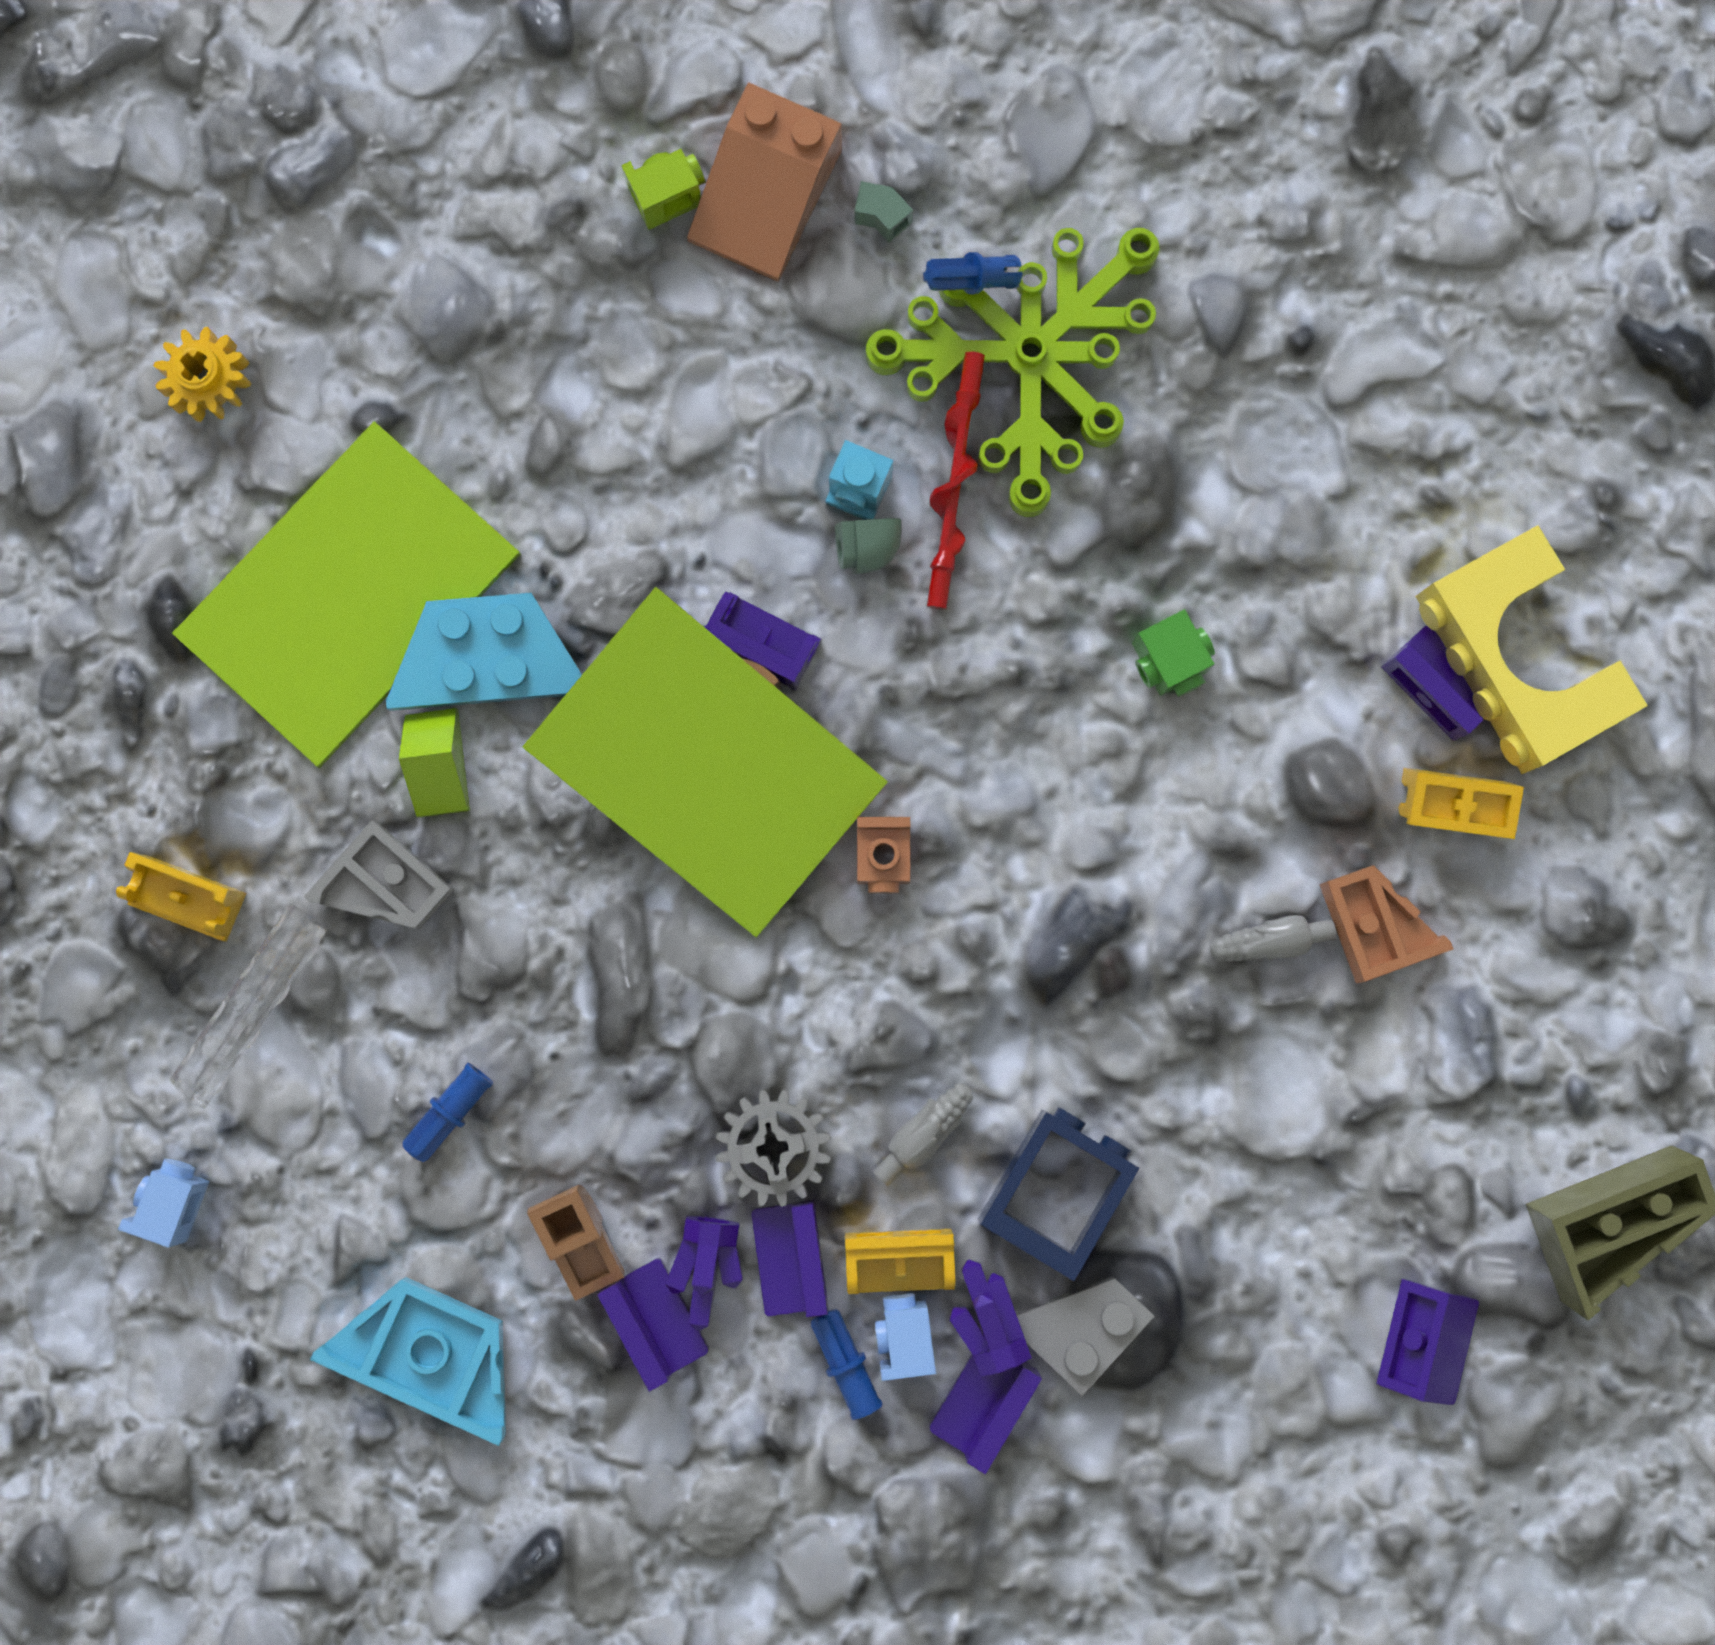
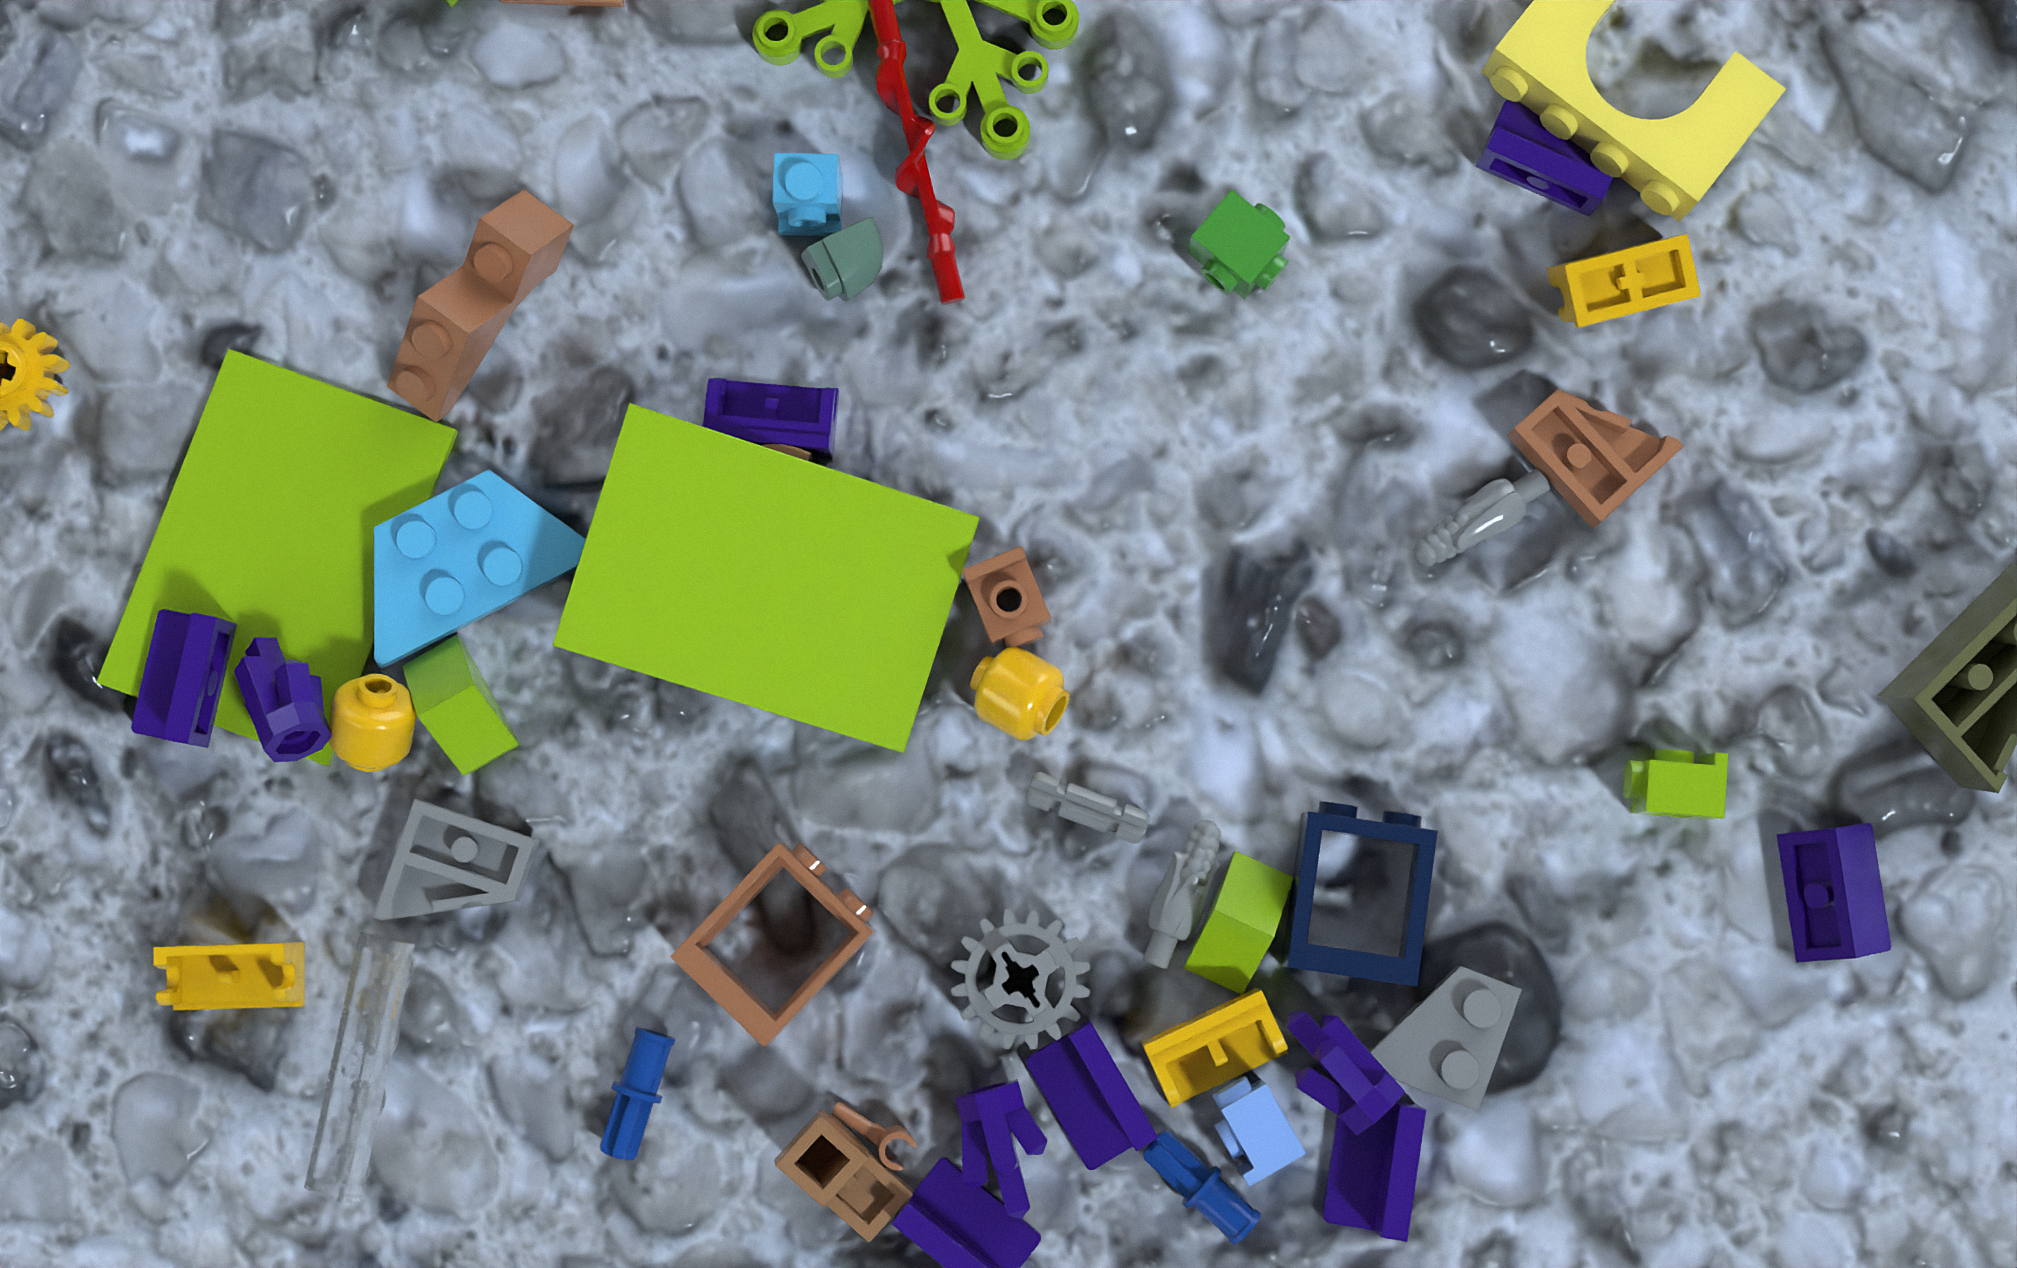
camera: 20 degrees left, 0 degrees up
(237, 657) = (183, 677): none -> dark purple panel
(302, 705) = (282, 701): none -> dark purple rock
(363, 749) = (372, 722): none -> yellow head
(548, 1060) = (727, 987): none -> nougat window
(563, 465) = (467, 309): none -> nougat arch
(614, 1219) = (874, 1133): none -> nougat hand
(862, 929) = (1019, 693): none -> yellow head
(878, 1037) = (1087, 807): none -> light grey axle
(958, 1174) = (1239, 923): none -> lime slope
(1340, 1210) = (1677, 786): none -> lime brick

